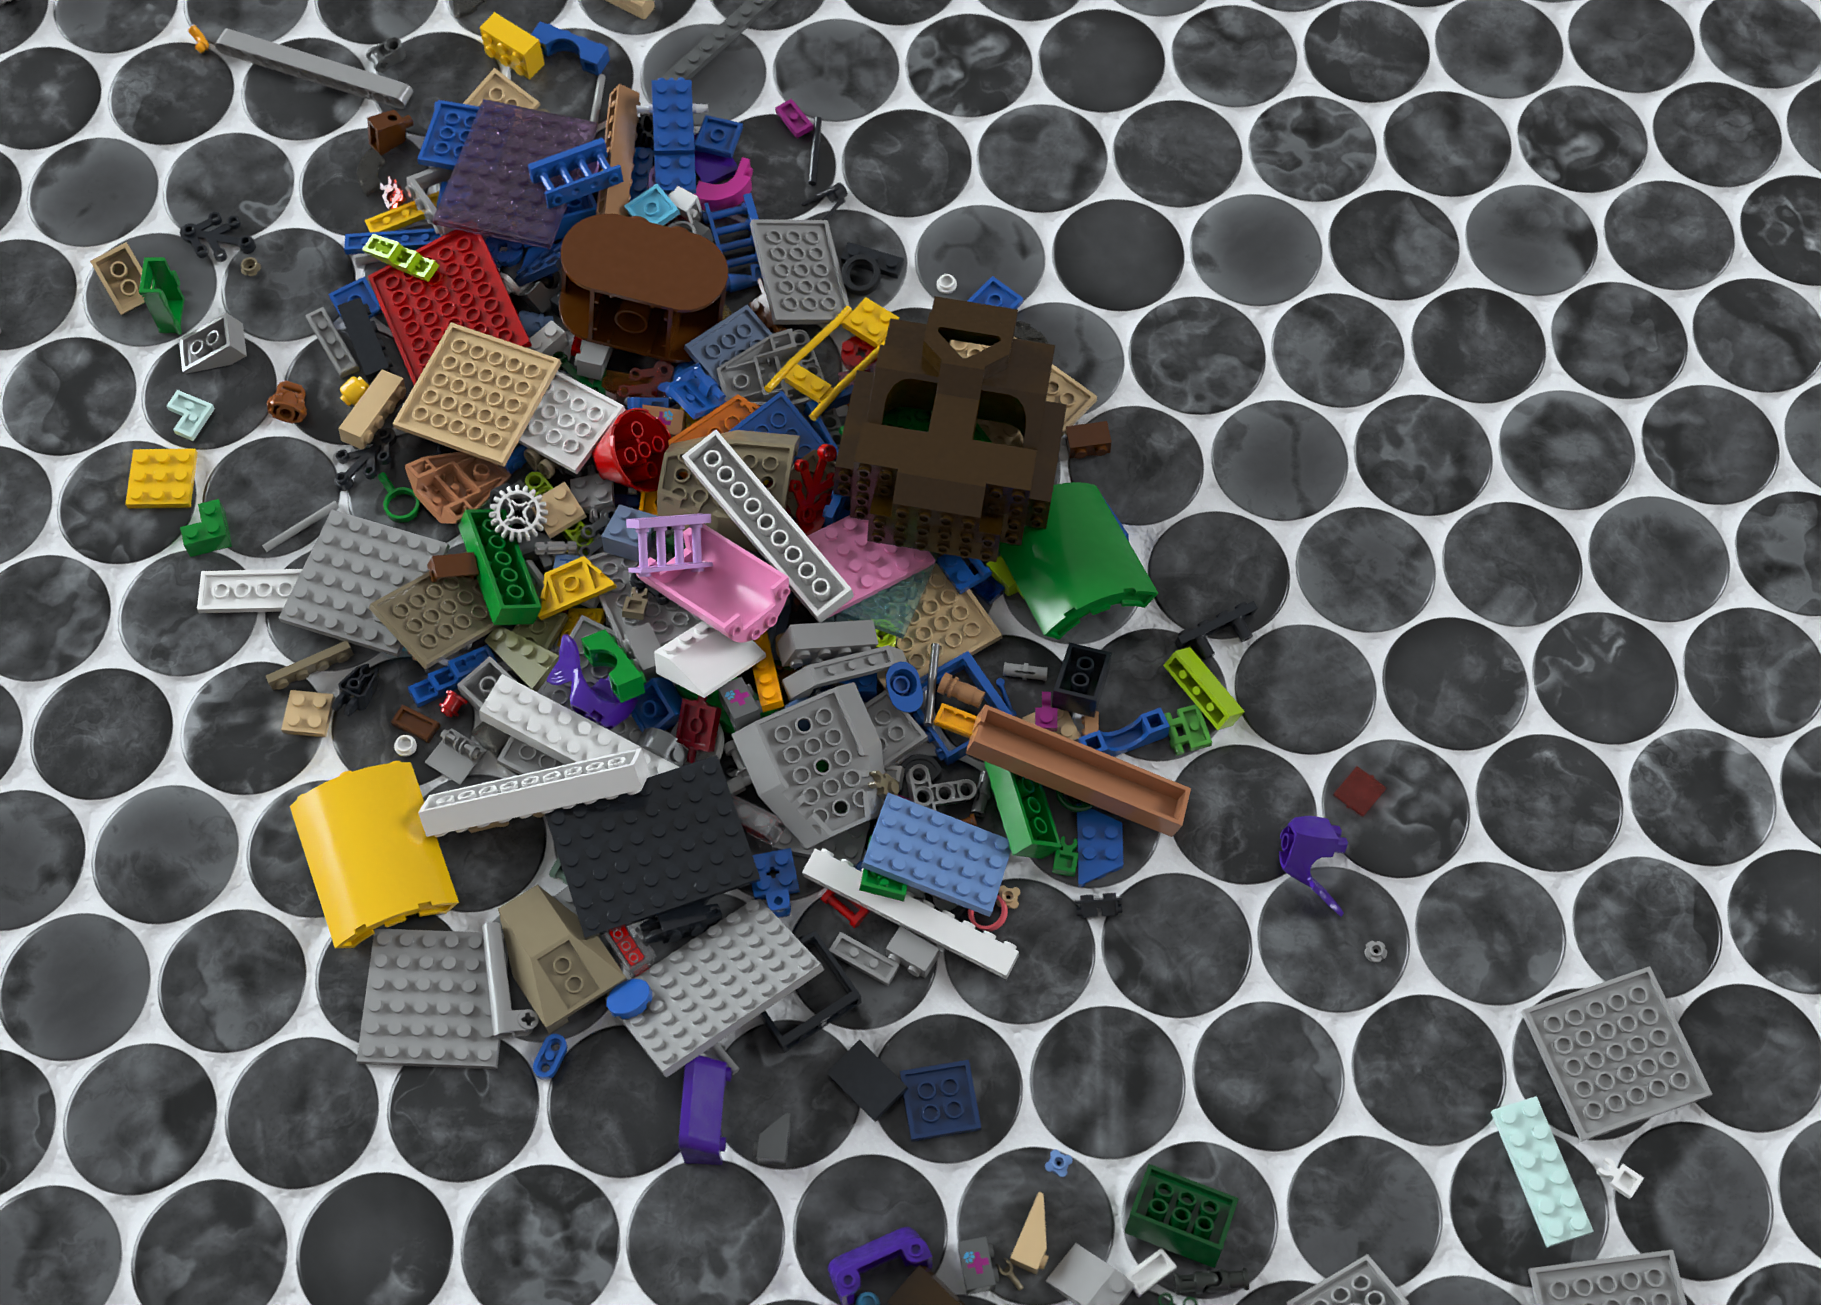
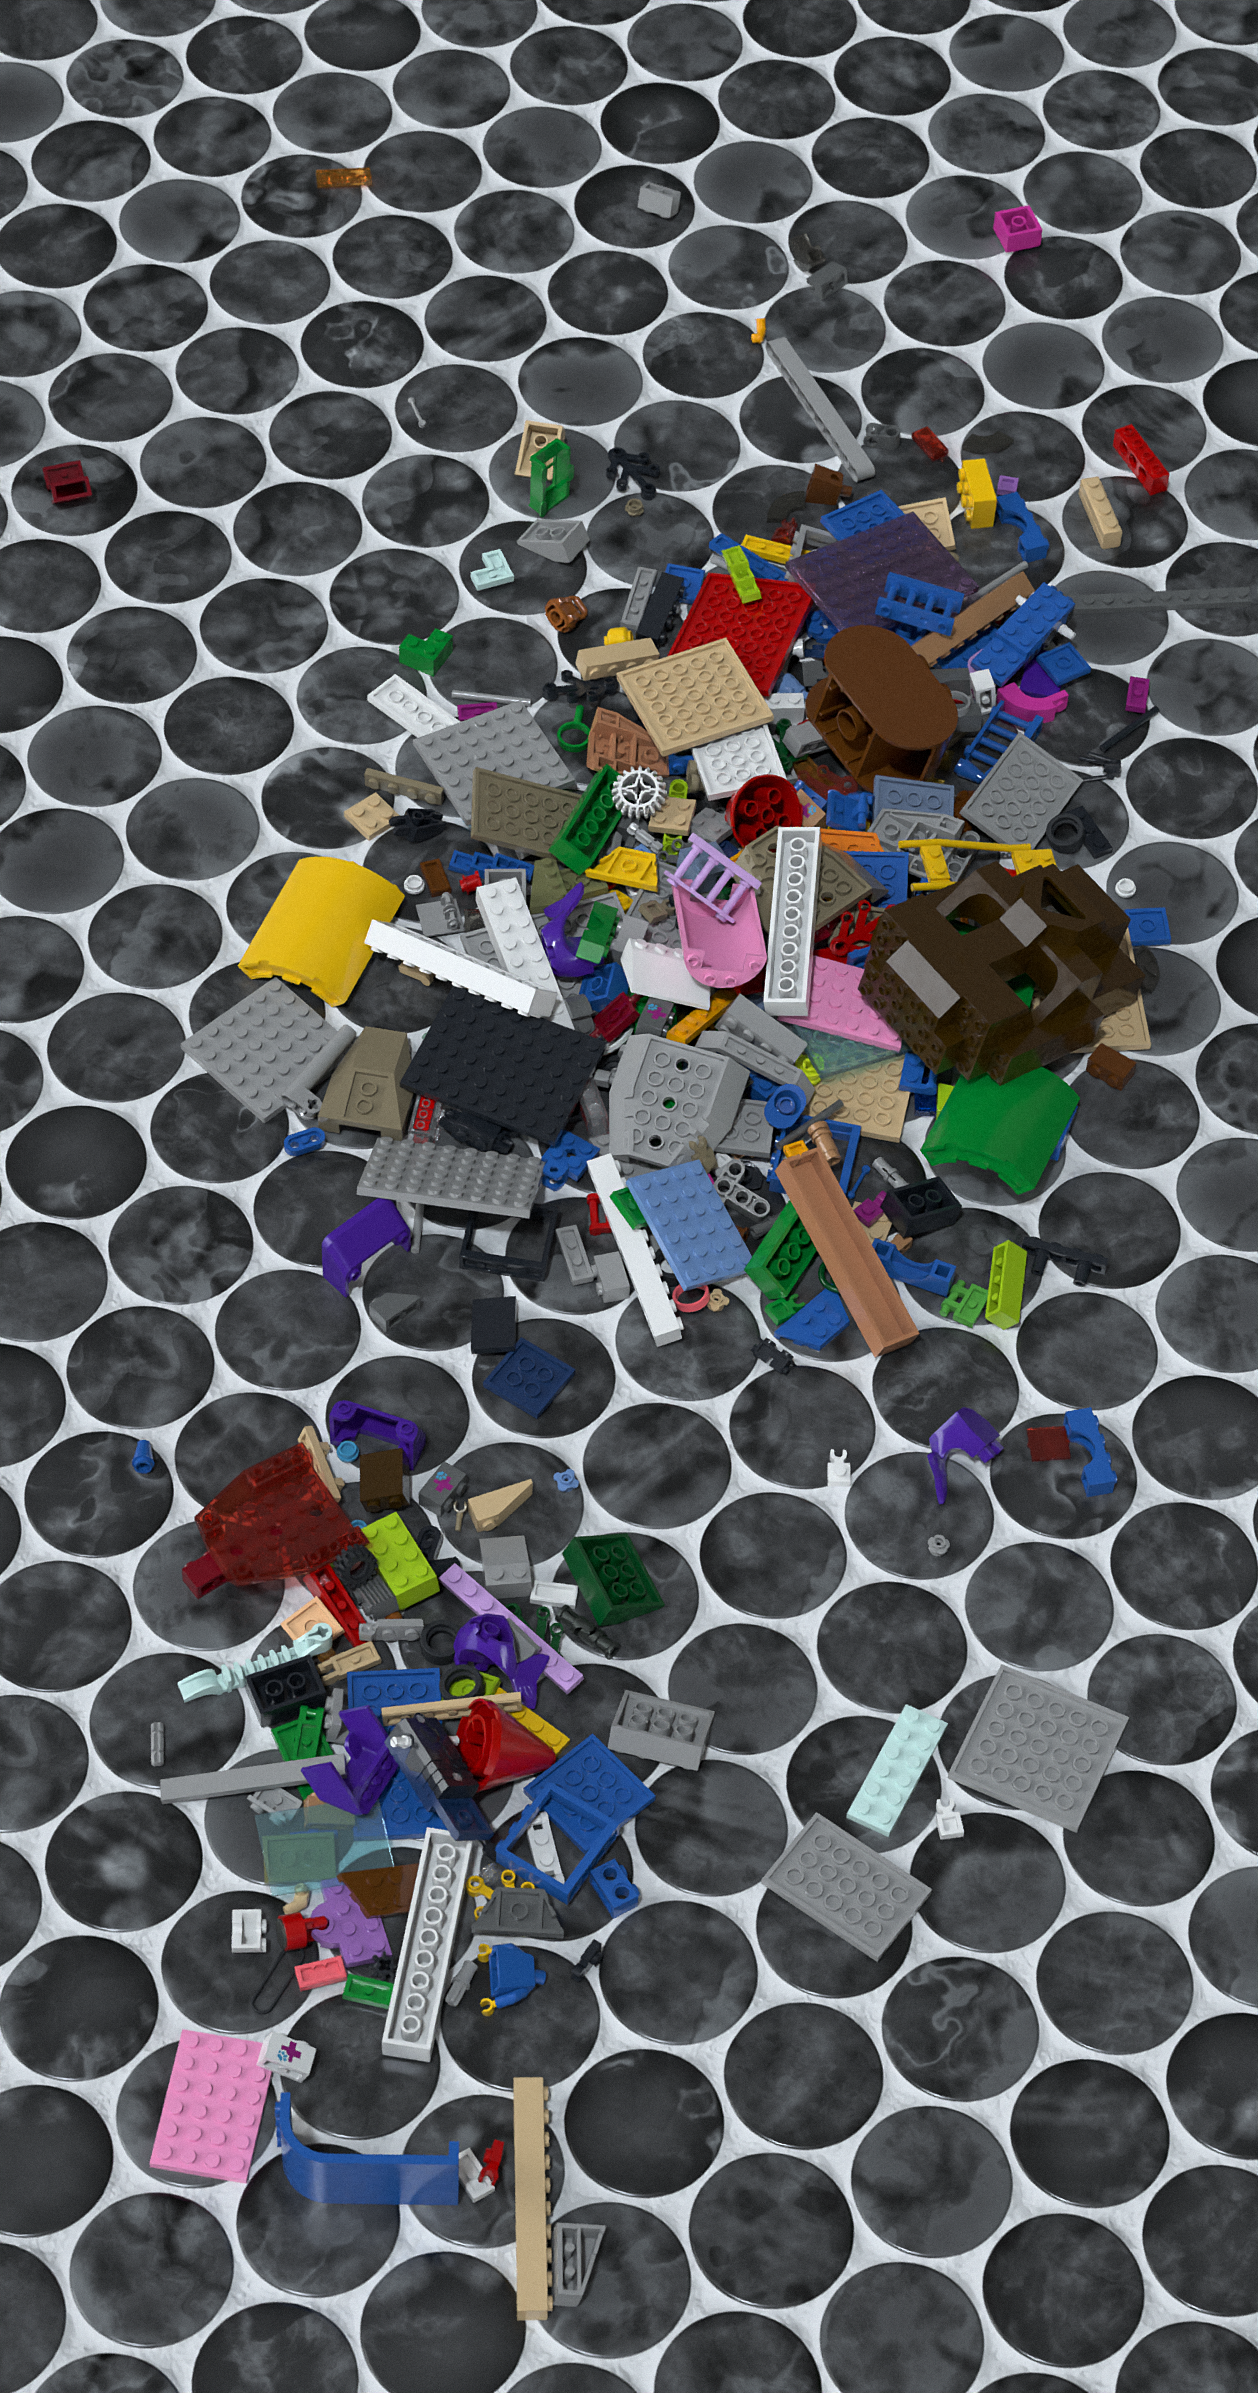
camera: 40 degrees right, 10 degrees down
(161, 478) = (431, 598): yellow plate -> none
(299, 552) = (472, 710): none -> magenta plate
(428, 32) = (930, 443): none -> clear red plate
(452, 566) = (560, 791): reddish brown hinge -> none
(524, 21) = (1007, 485): none -> medium lavender plate
(629, 998) = (389, 1142): blue tile -> none
(653, 206) = (952, 669): medium azure plate -> none
(1243, 958) = (838, 1471): none -> white plate
(1423, 784) = (1082, 1429): none -> blue arch

